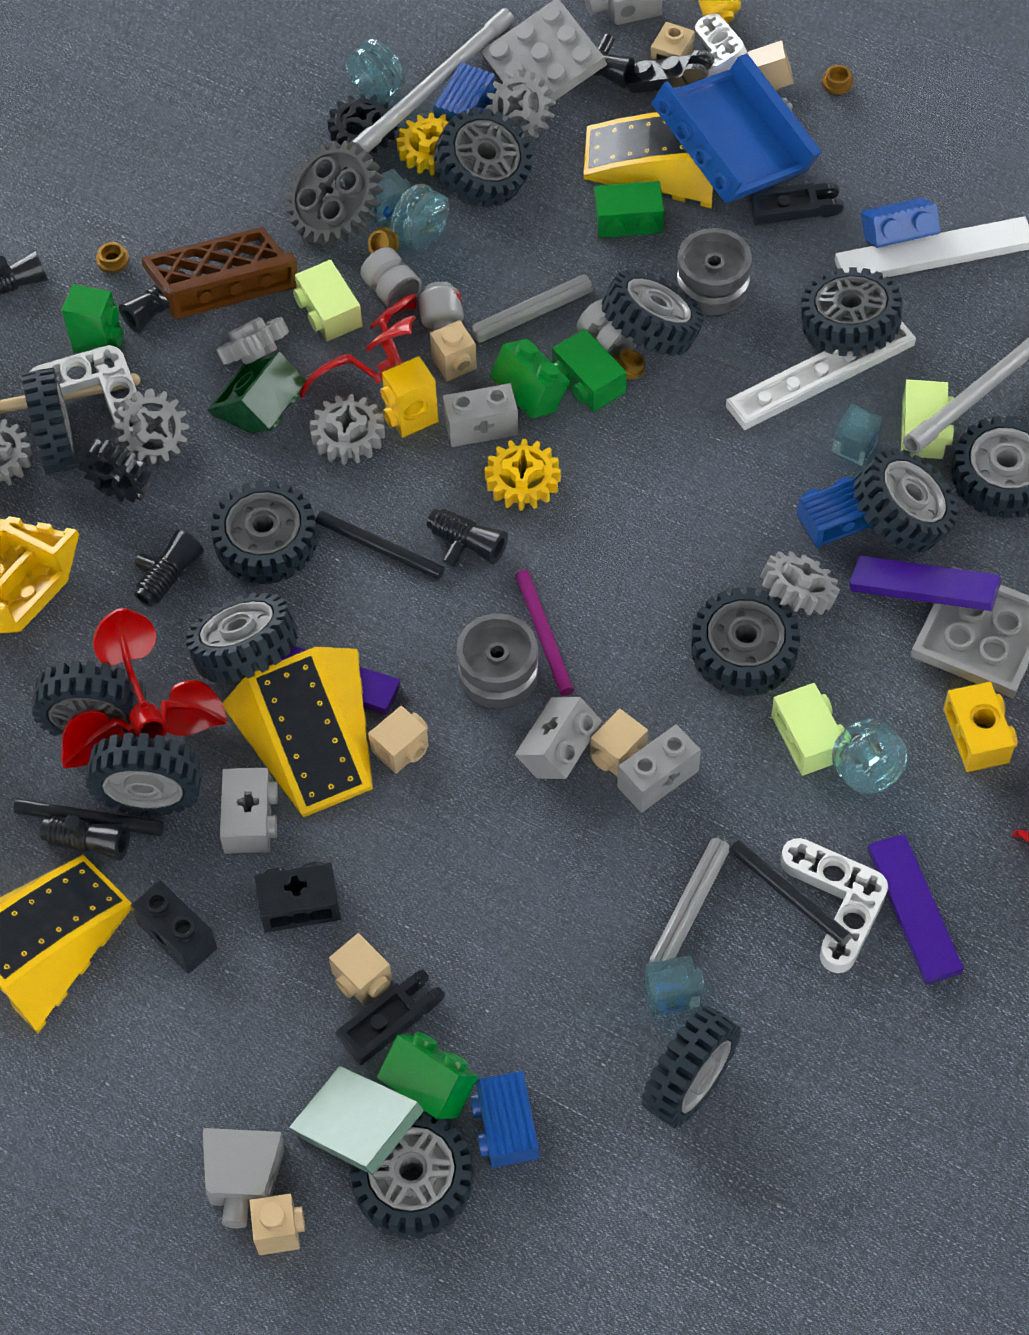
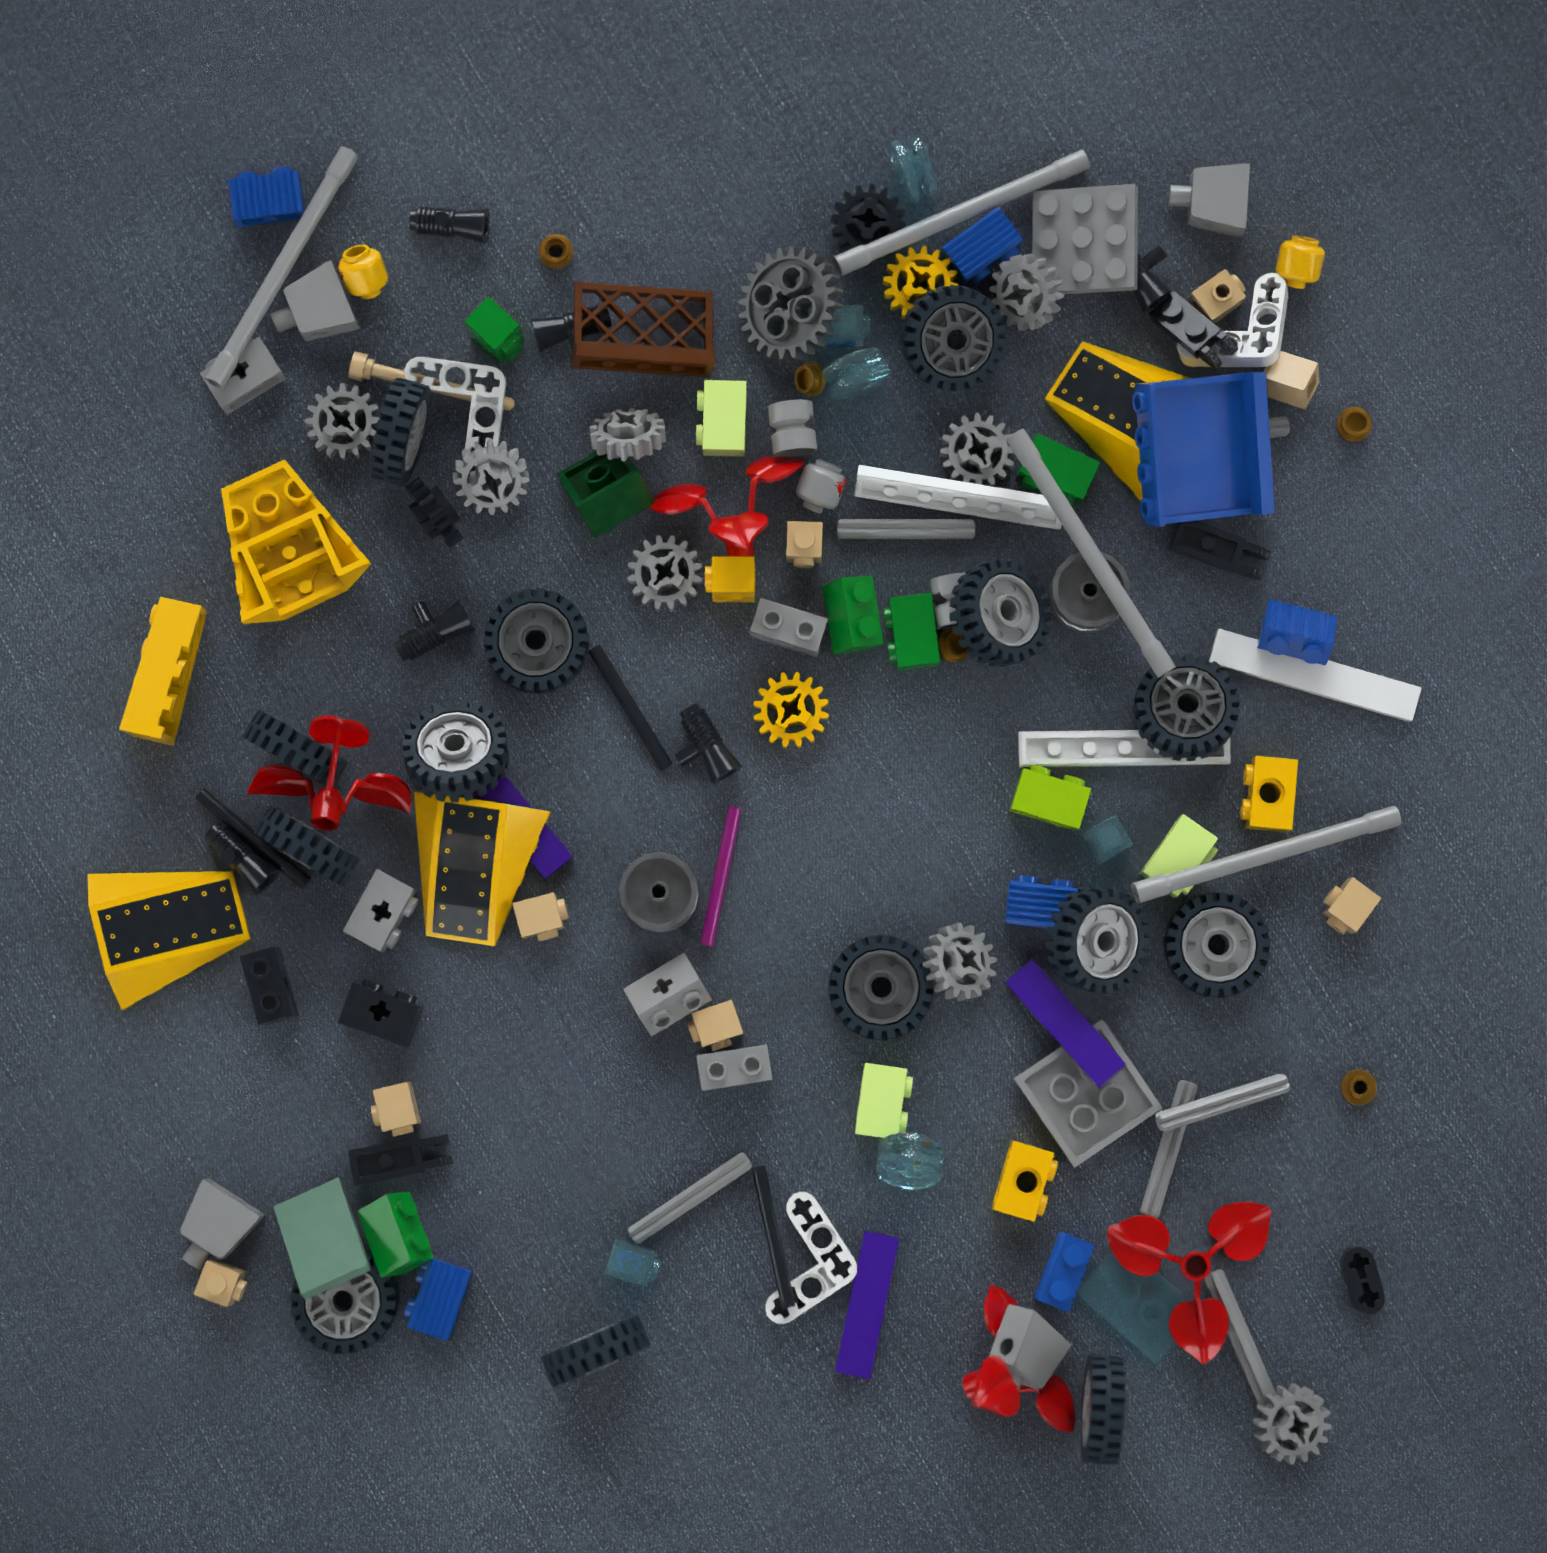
camera: 30 degrees right, 25 degrees up
(554, 227) = (991, 445): none -> light grey gear
(561, 263) = (955, 497): none -> white tile
(788, 431) = (1050, 798): none -> lime brick
(793, 267) = (1031, 460): none -> light grey piece
(964, 340) = (1282, 776): none -> yellow brick

